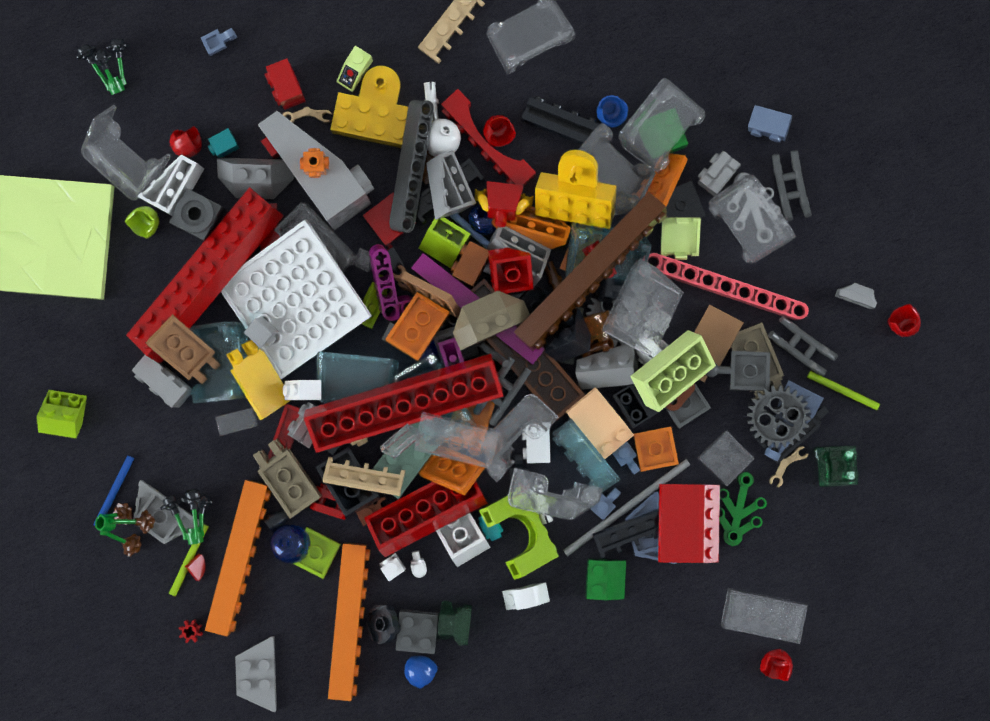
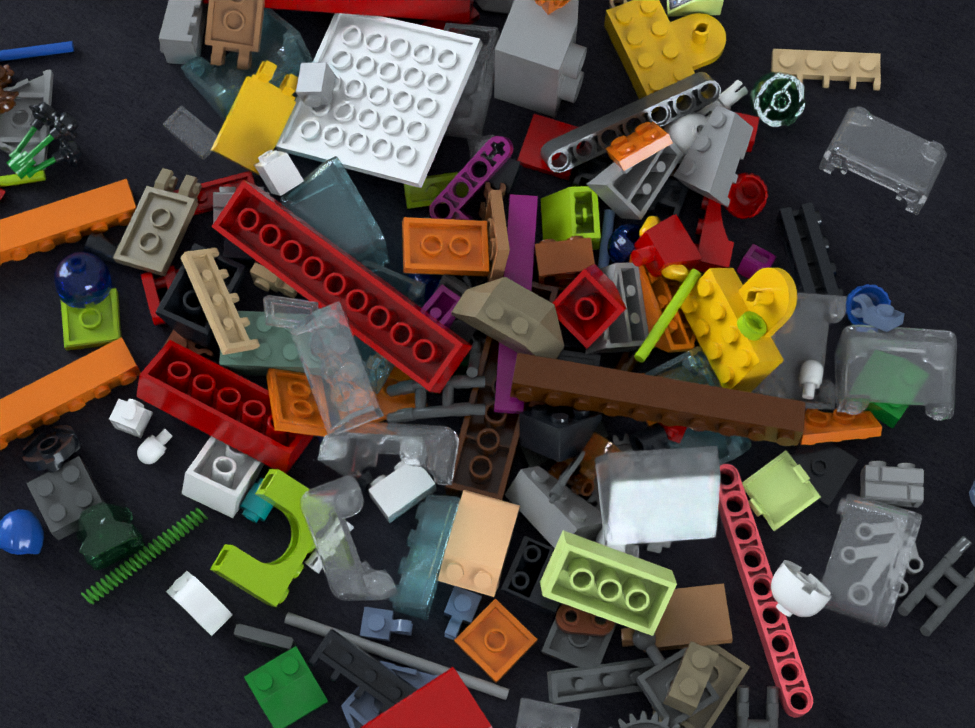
camera: 55 degrees right, 15 degrees down
(433, 174) = (639, 145): none -> orange plate
(453, 69) = (778, 99): none -> clear green cylinder
(468, 134) = (715, 155): none -> light grey wedge
(478, 610) = (144, 556): none -> bright green piece
(540, 152) = (754, 260): none -> magenta slope
(545, 230) = (667, 315): none -> lime bar
(570, 572) = (264, 637): none -> dark grey tile
(586, 190) = (751, 325): none -> lime tile
(597, 352) = (558, 489): none -> dark grey piece
(626, 112) = (880, 316): none -> sand blue plate
(630, 173) = (810, 377): none -> white cylinder
(716, 410) = (596, 680): none -> dark grey plate
(745, 270) = (797, 591): none -> white cylinder
(752, 362) = (691, 678): none -> dark tan brick

